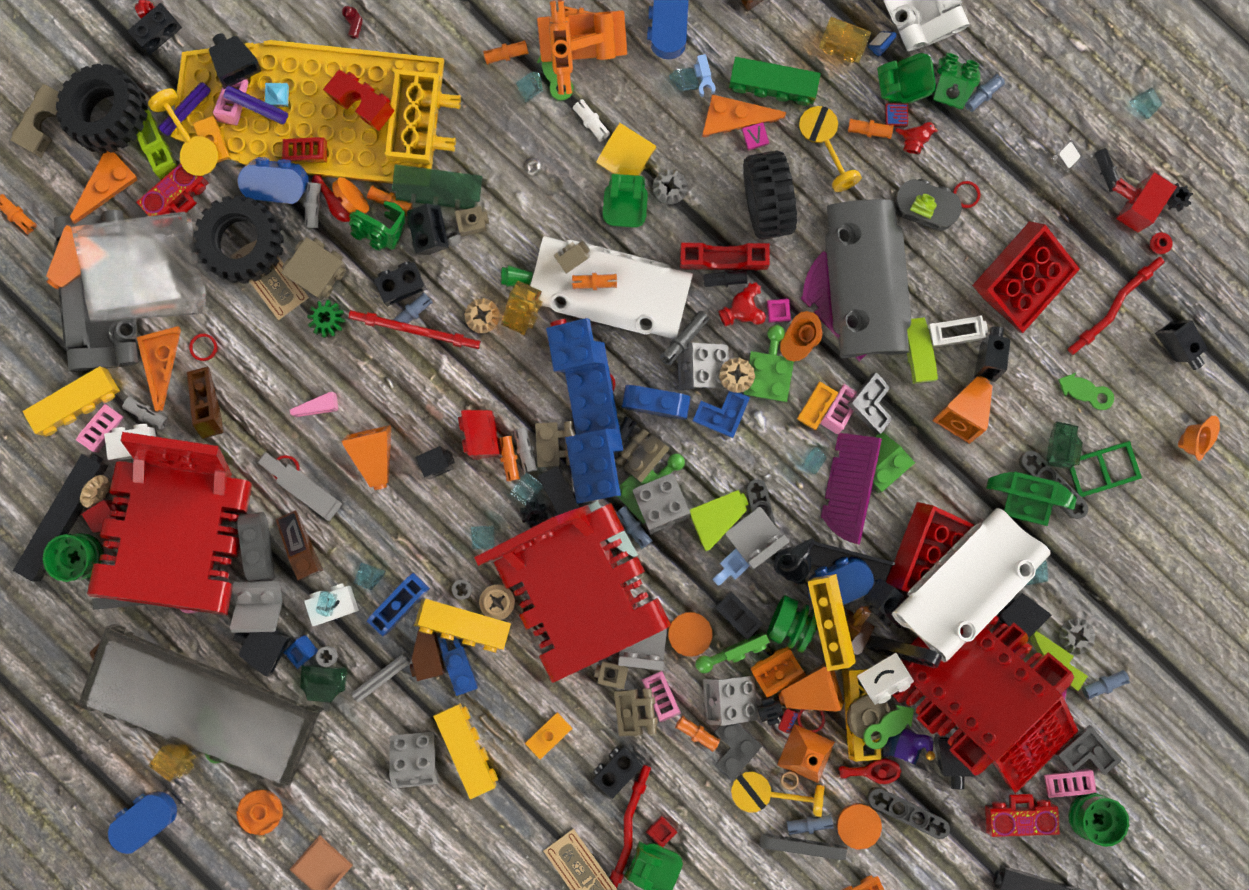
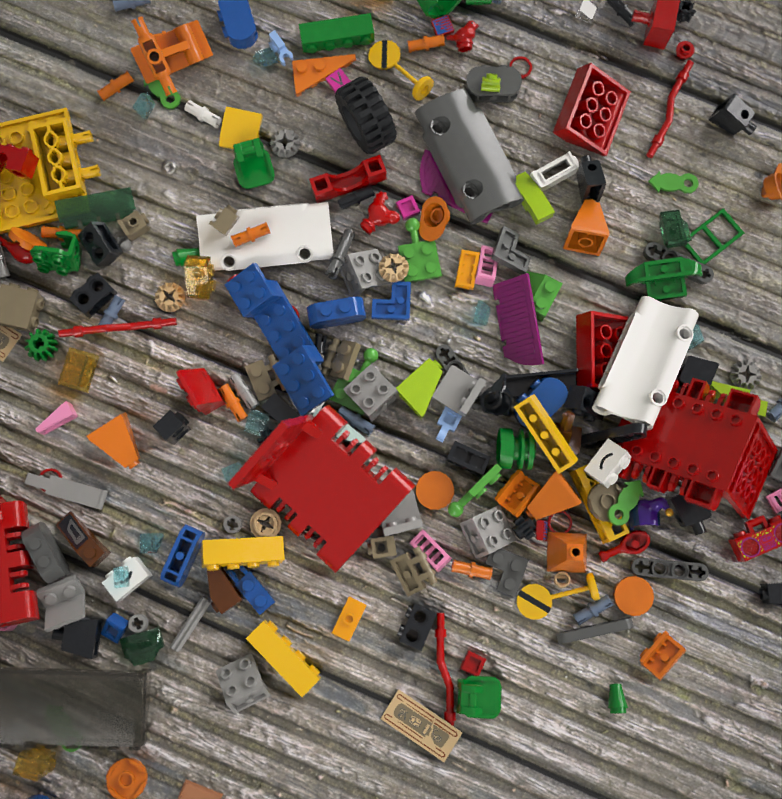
camera: 20 degrees left, 5 degrees down
(356, 361) = (78, 369): none -> clear yellow brick

